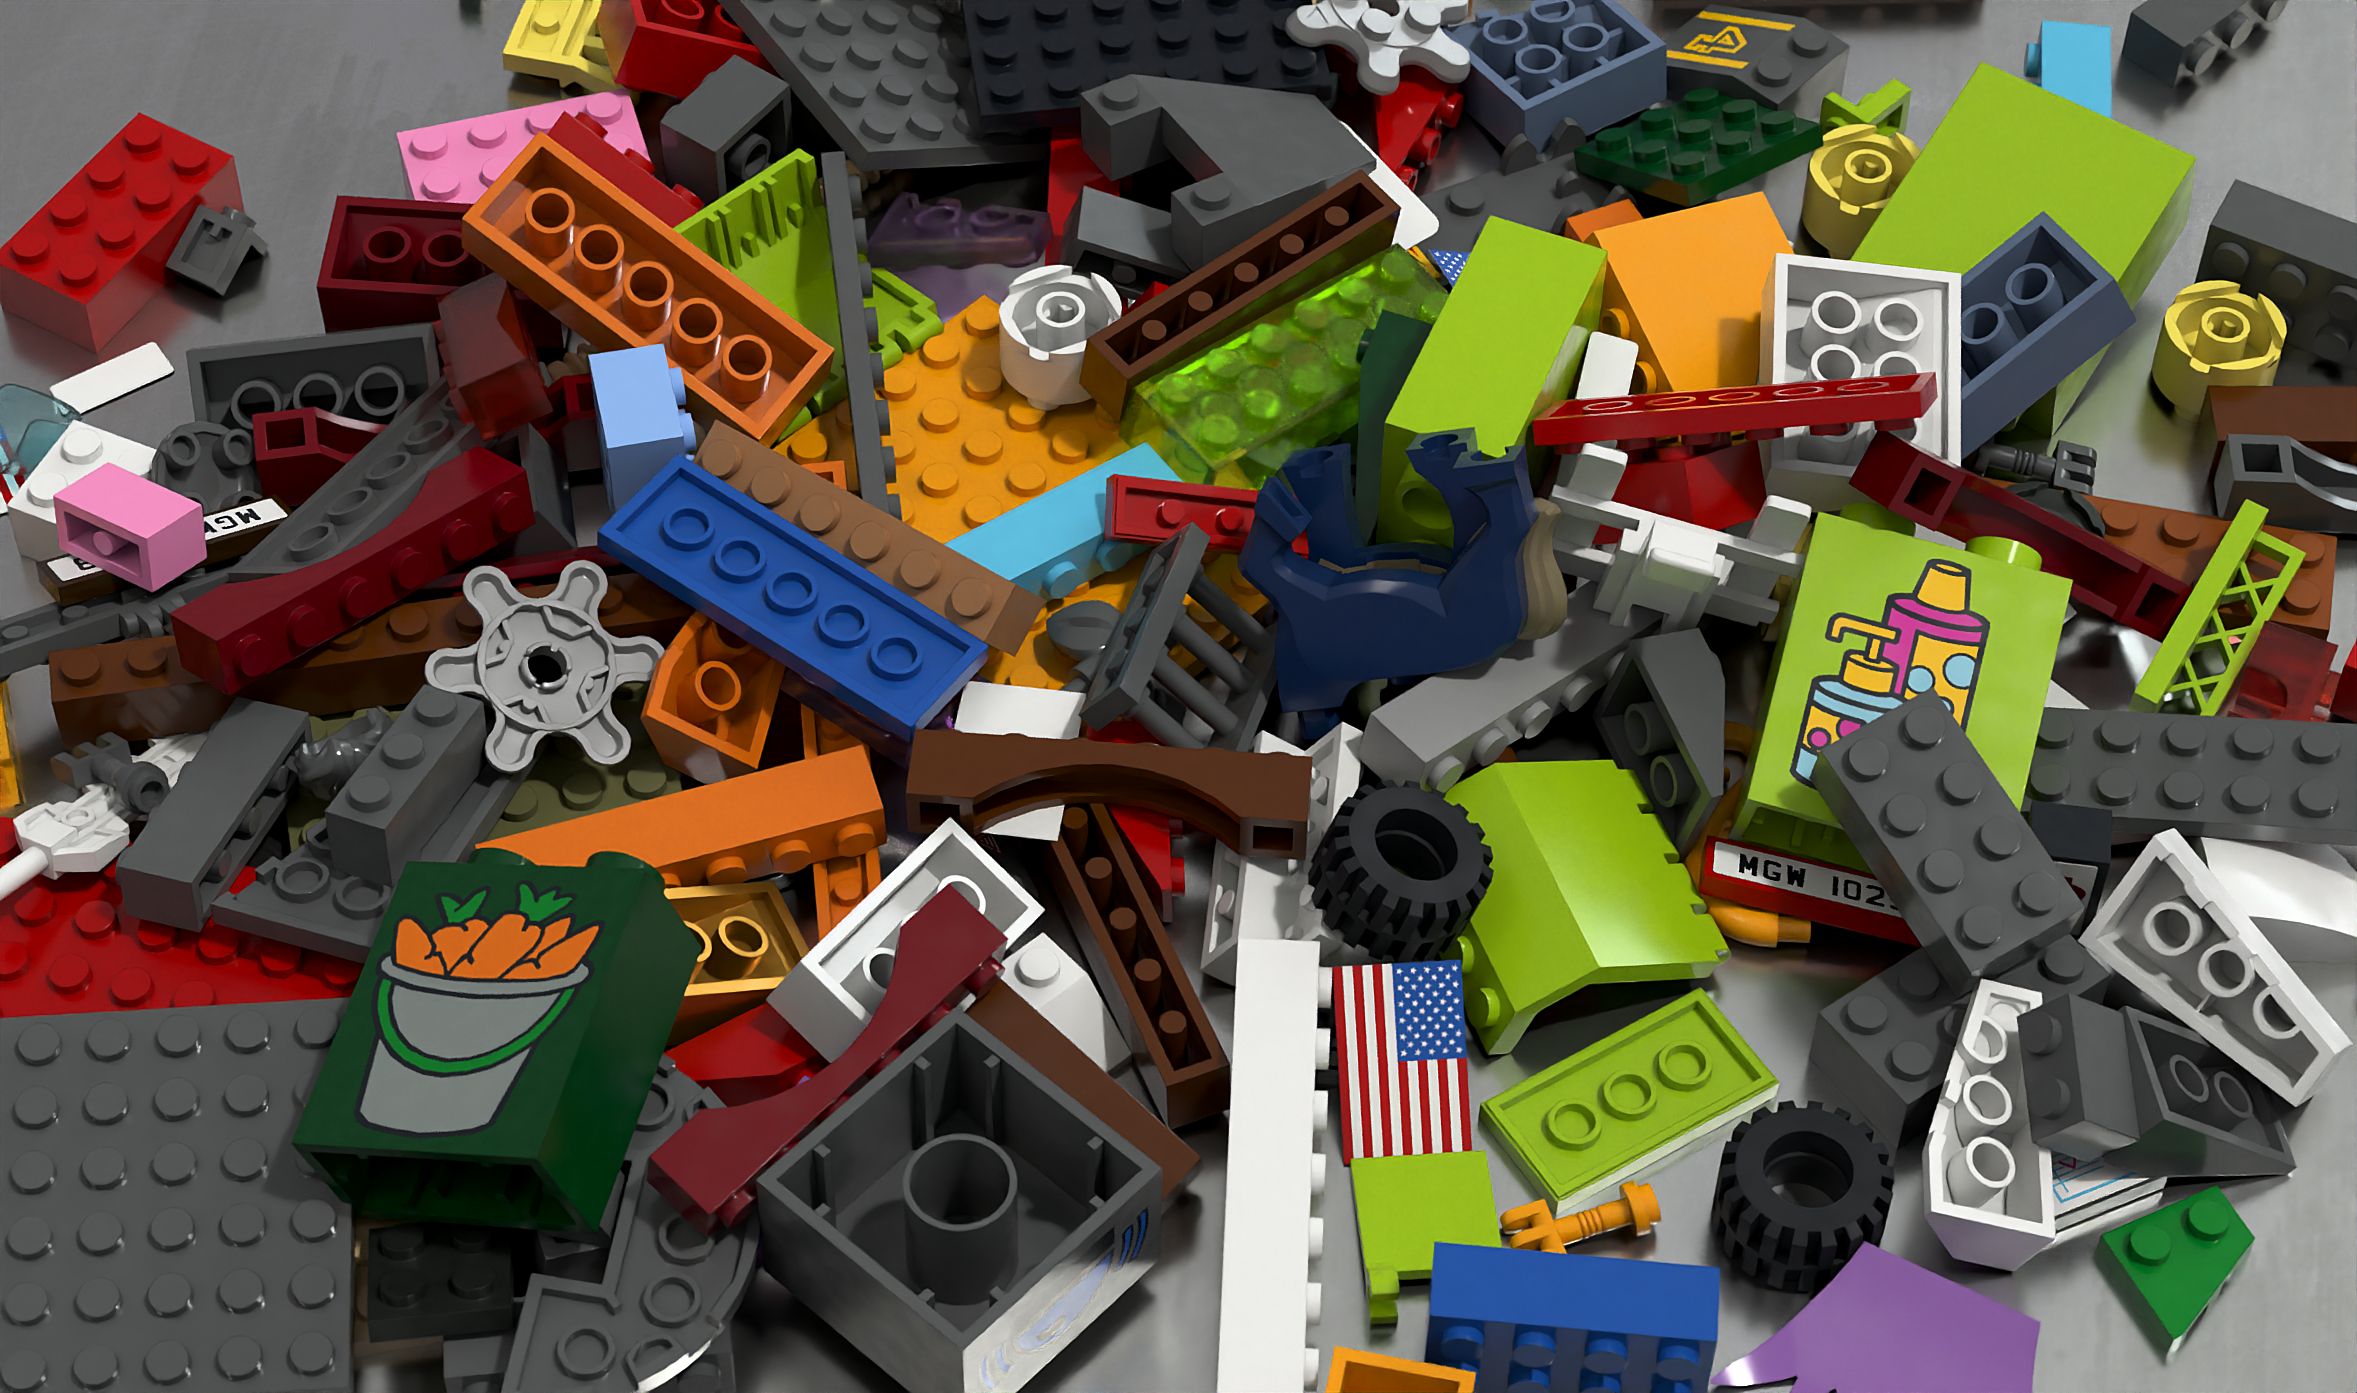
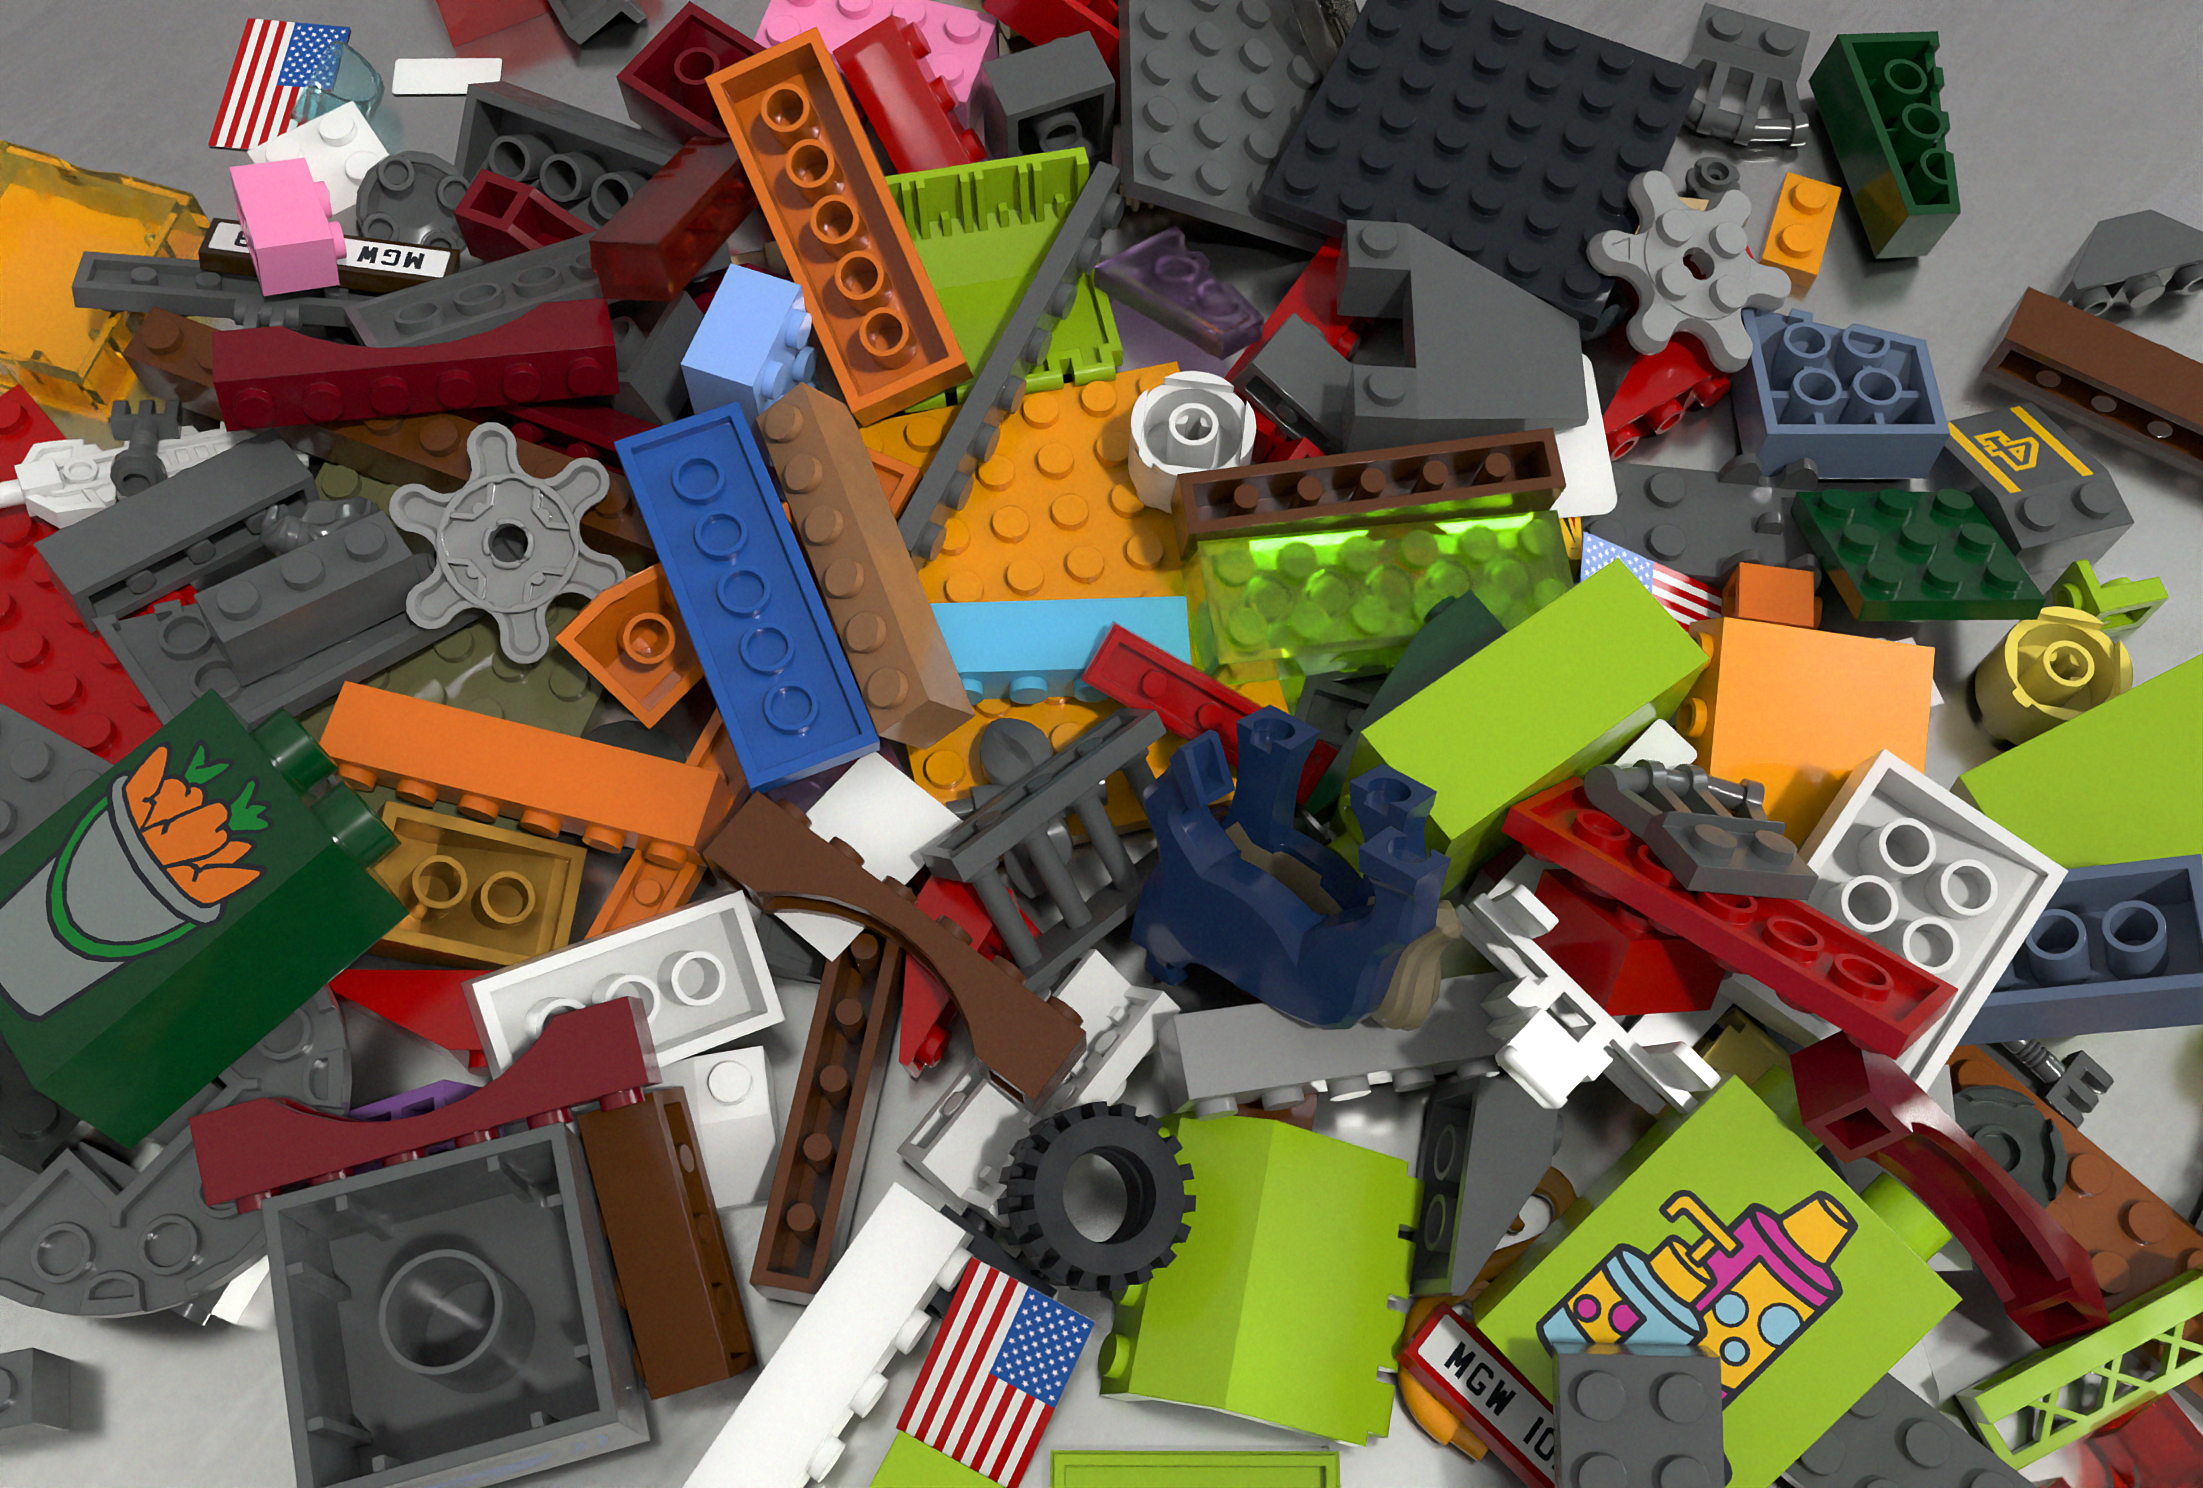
camera: 30 degrees right, 15 degrees up
(1680, 374) = (1694, 835): none -> dark grey plate

